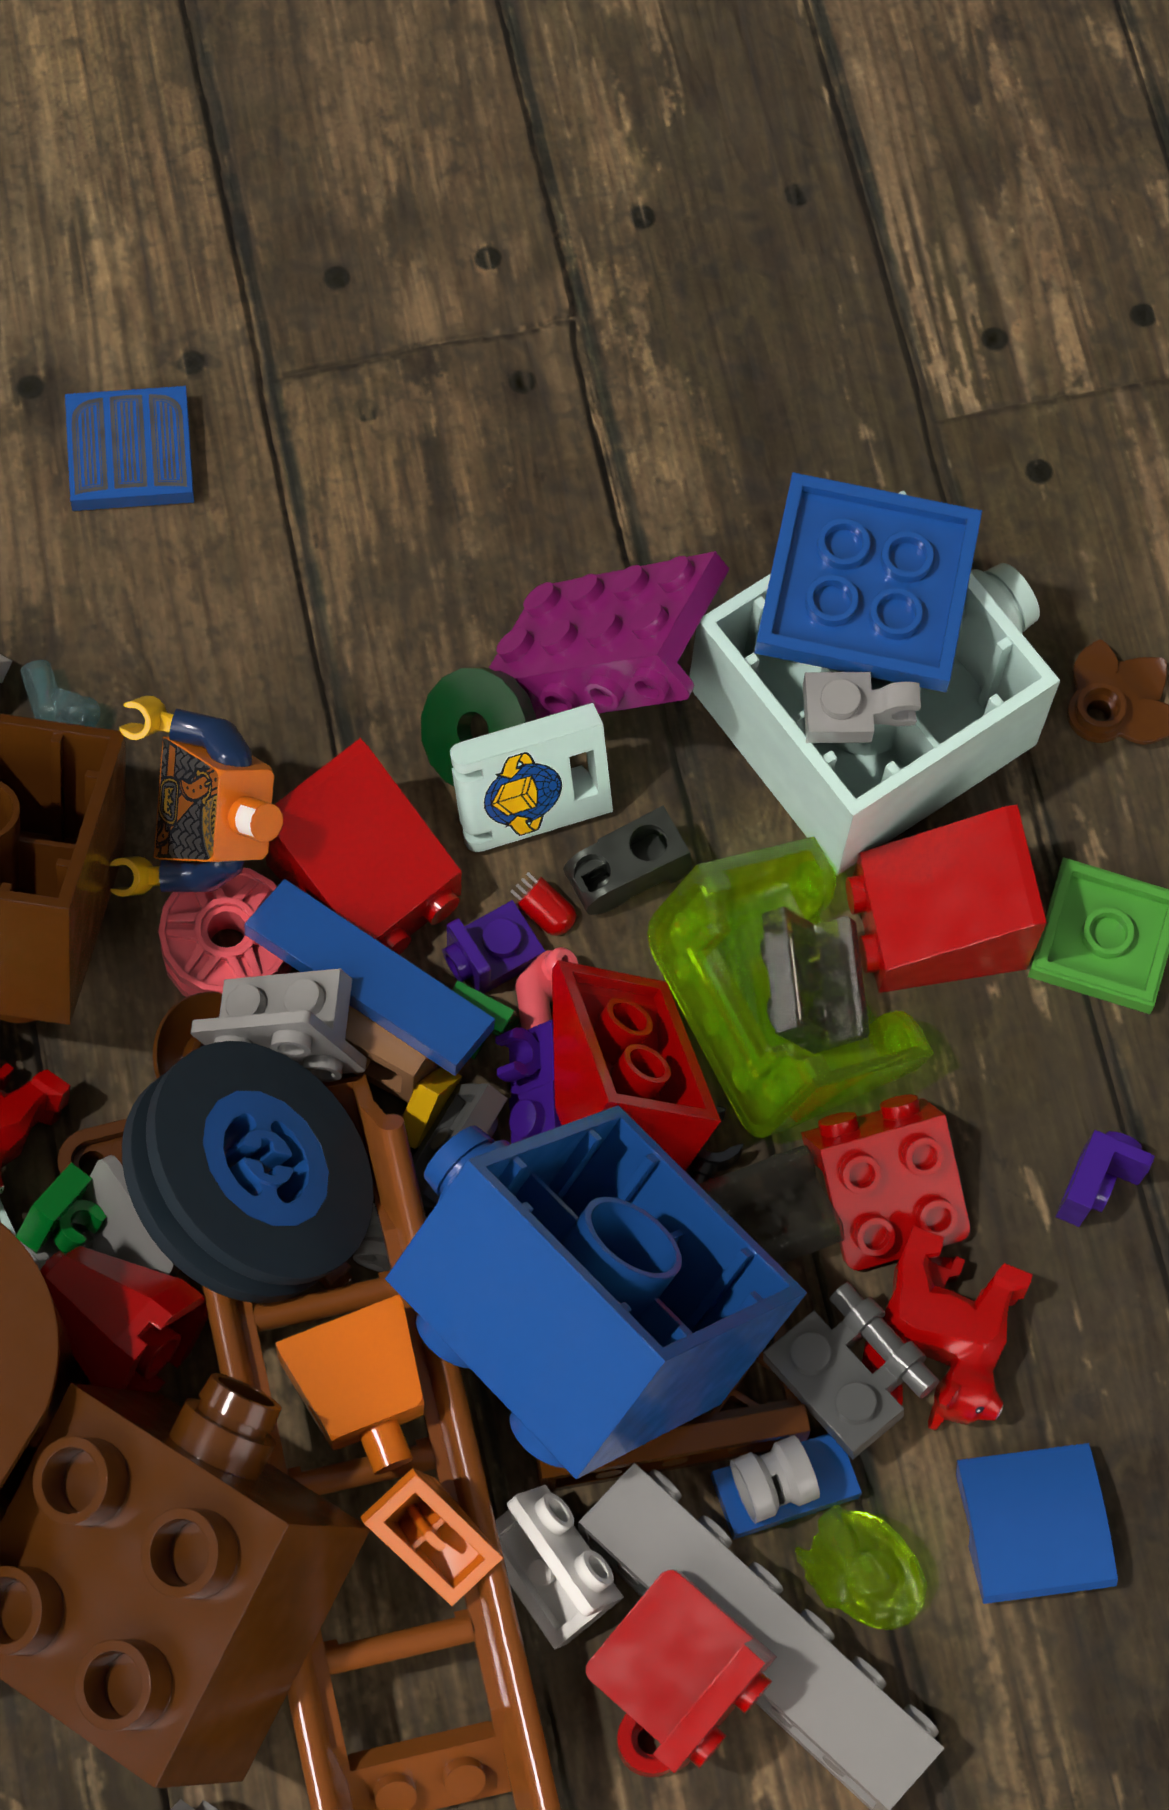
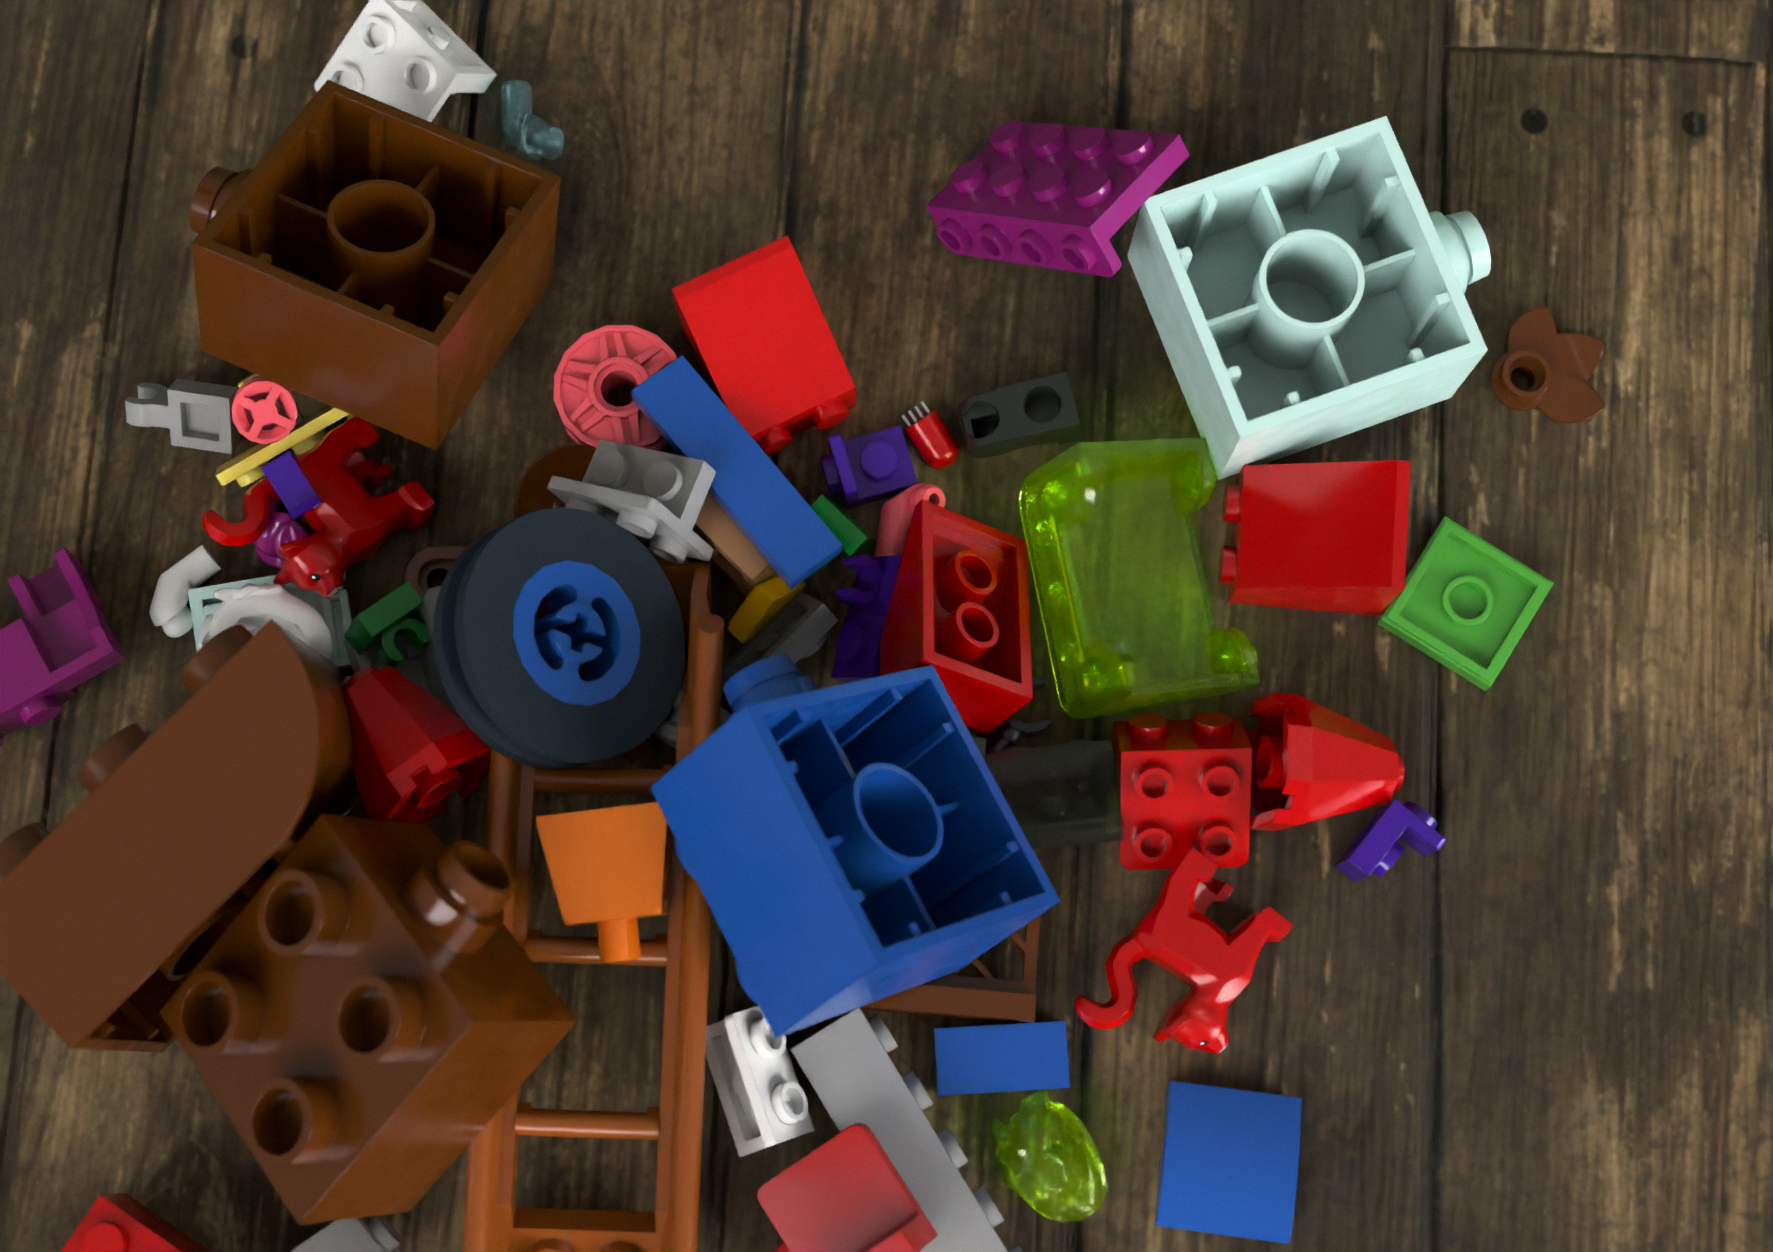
camera: 20 degrees right, 10 degrees up
(210, 803) = (627, 263): torso -> none
(432, 1535) = (637, 1038): orange slope -> none
(455, 702) = (884, 248): dark green tile -> none
(523, 781) = (938, 312): light aqua container -> none
(775, 1479) = (988, 1057): light grey wheel -> none
(814, 980) = (1165, 579): clear smoke bracket -> none
(836, 1384) = (1071, 981): dark grey plate -> none
(845, 708) = (1262, 325): light grey plate -> none
(869, 582) = (1323, 203): blue plate -> none
(1009, 1118) = (1315, 763): none -> red cone

